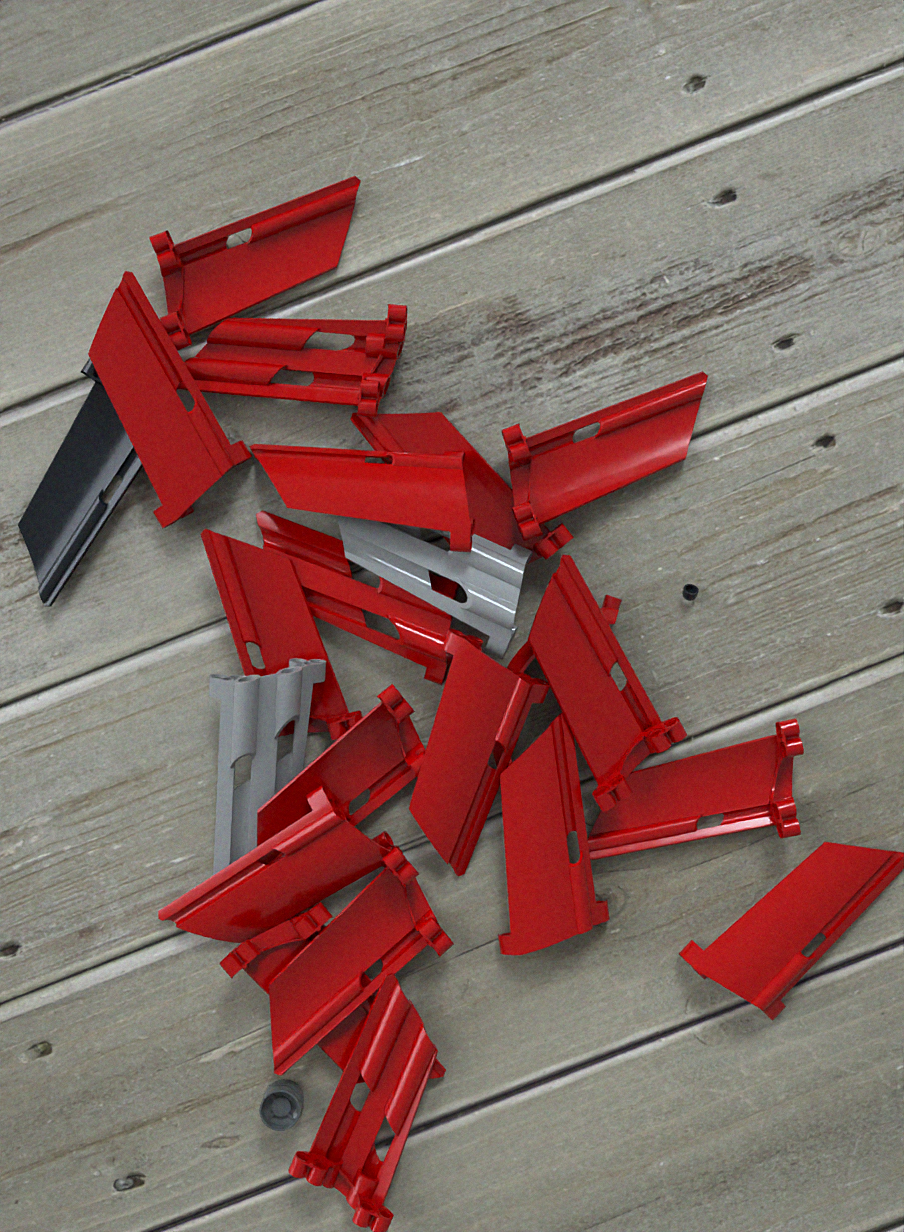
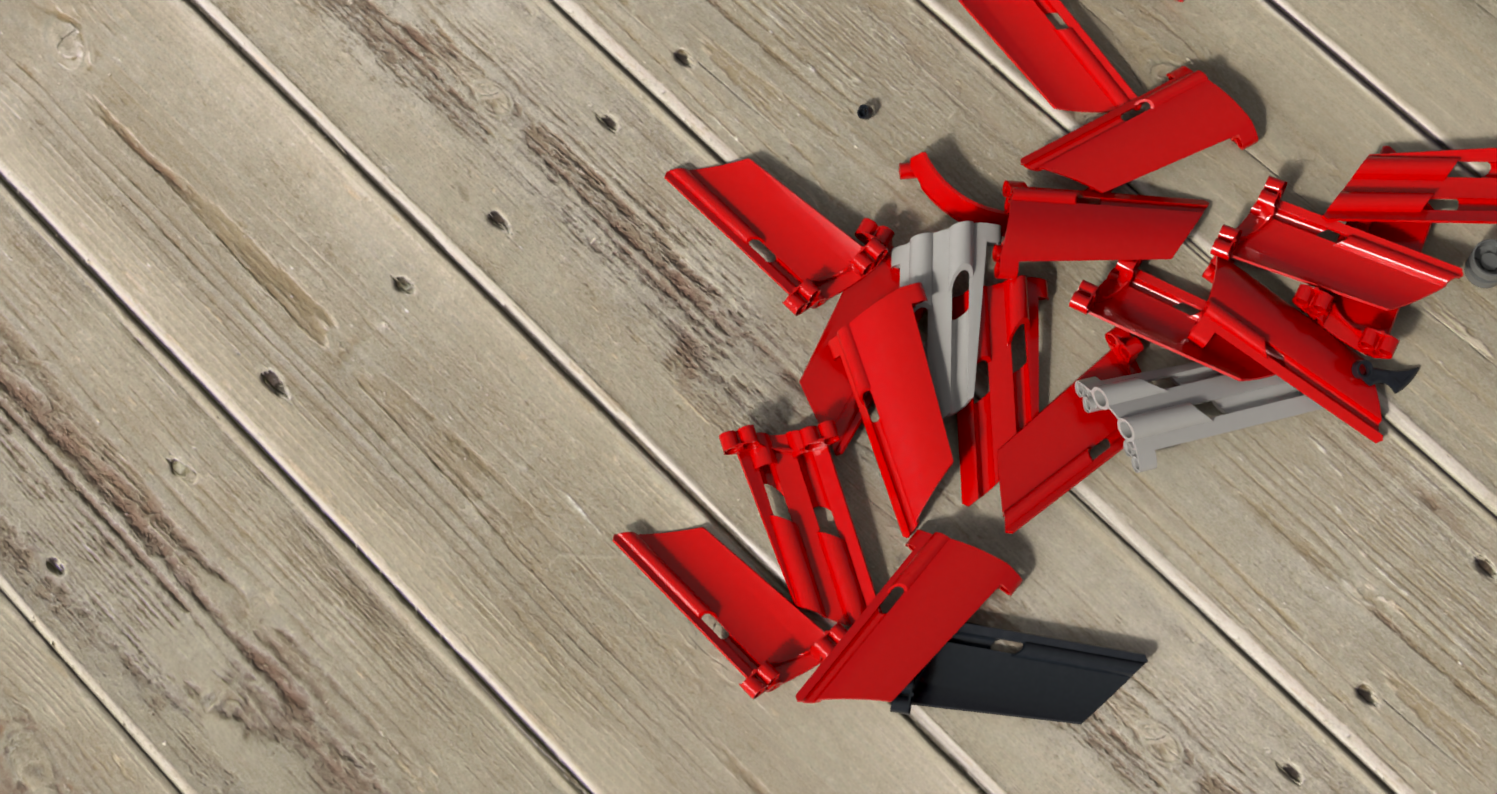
camera: 120 degrees left, 20 degrees down
(212, 958) = (1395, 379): none -> black piece
(577, 657) = (1010, 128): red panel -> none

